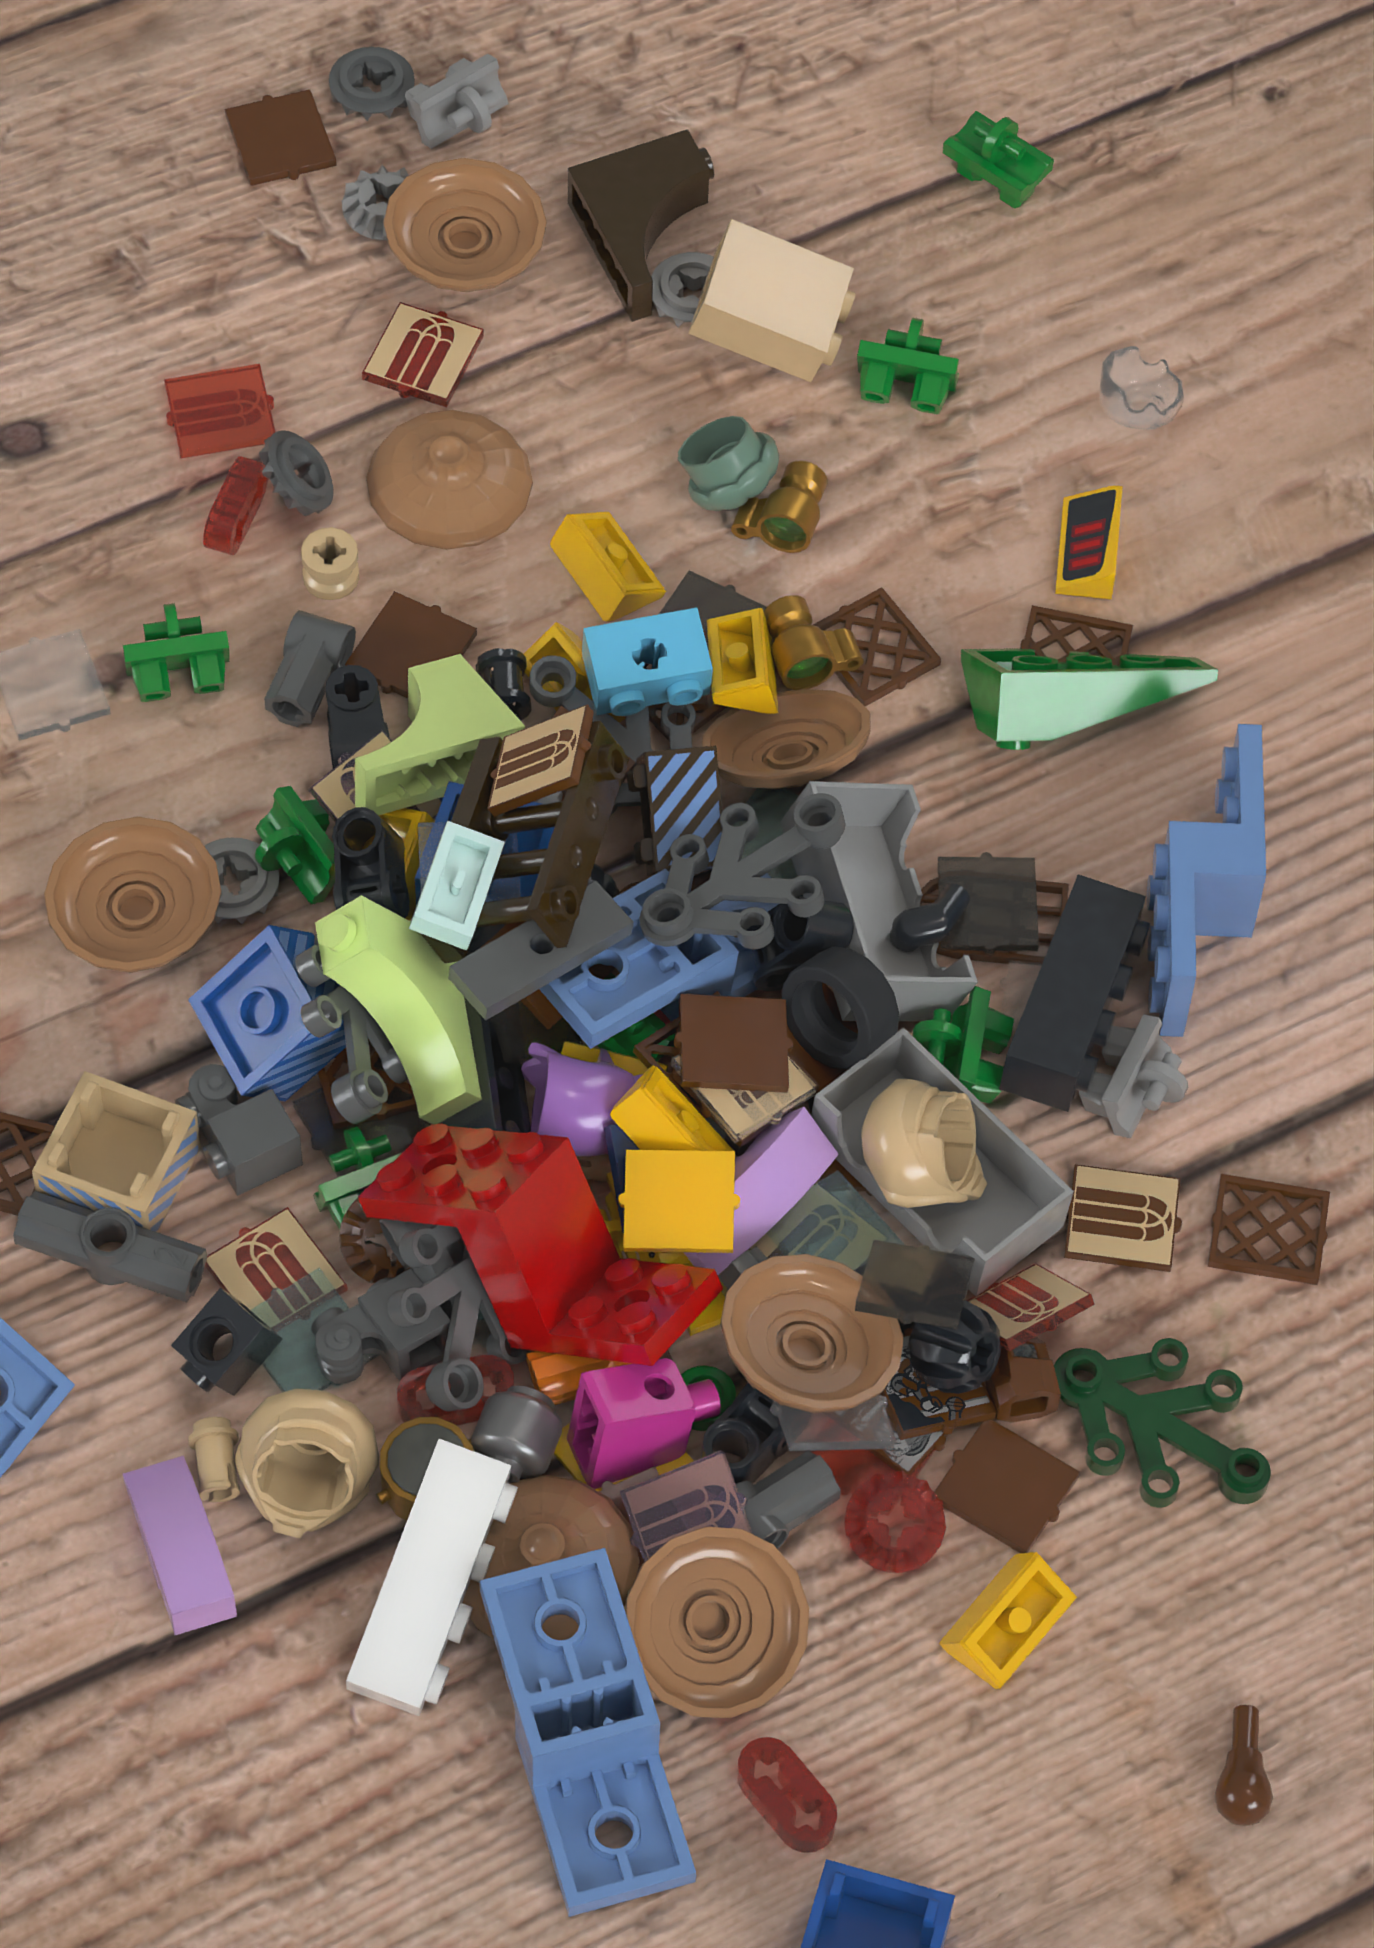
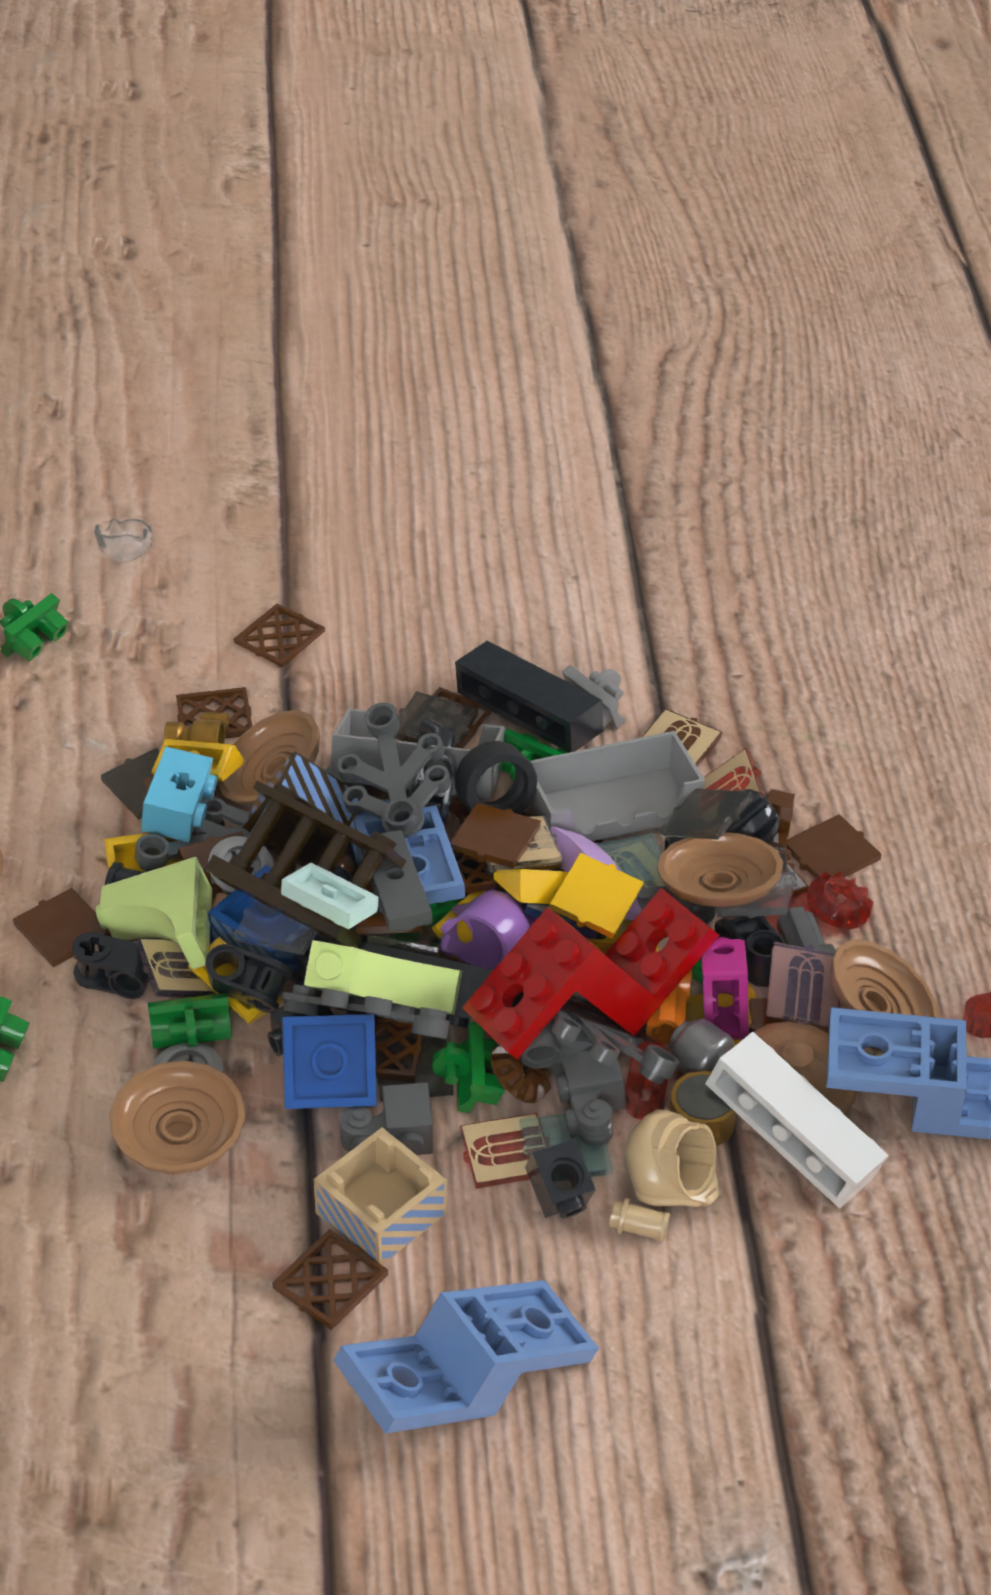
camera: 65 degrees left, 15 degrees down
(77, 1233) = (431, 1237): dark grey piece -> none
(180, 1545) = (699, 1256): lavender slope -> none
(311, 653) = (40, 969): dark grey piece -> none
(540, 760) = (258, 827): piece -> none
(605, 564) = (67, 813): yellow slope -> none
(728, 463) = (46, 719): sand green piece -> none
(789, 513) = (96, 713): pearl gold piece -> none
(922, 1145) = (603, 786): tan helmet -> none
(1008, 1618) = (920, 877): yellow slope -> none
(1040, 699) = (312, 640): wedge -> none
(1089, 543) = (211, 596): slope -> none
(1154, 1417) = (871, 750): dark green plant -> none
(1207, 880) = (485, 607): medium blue bracket -> none
(1268, 1267) = (729, 670): reddish brown window -> none

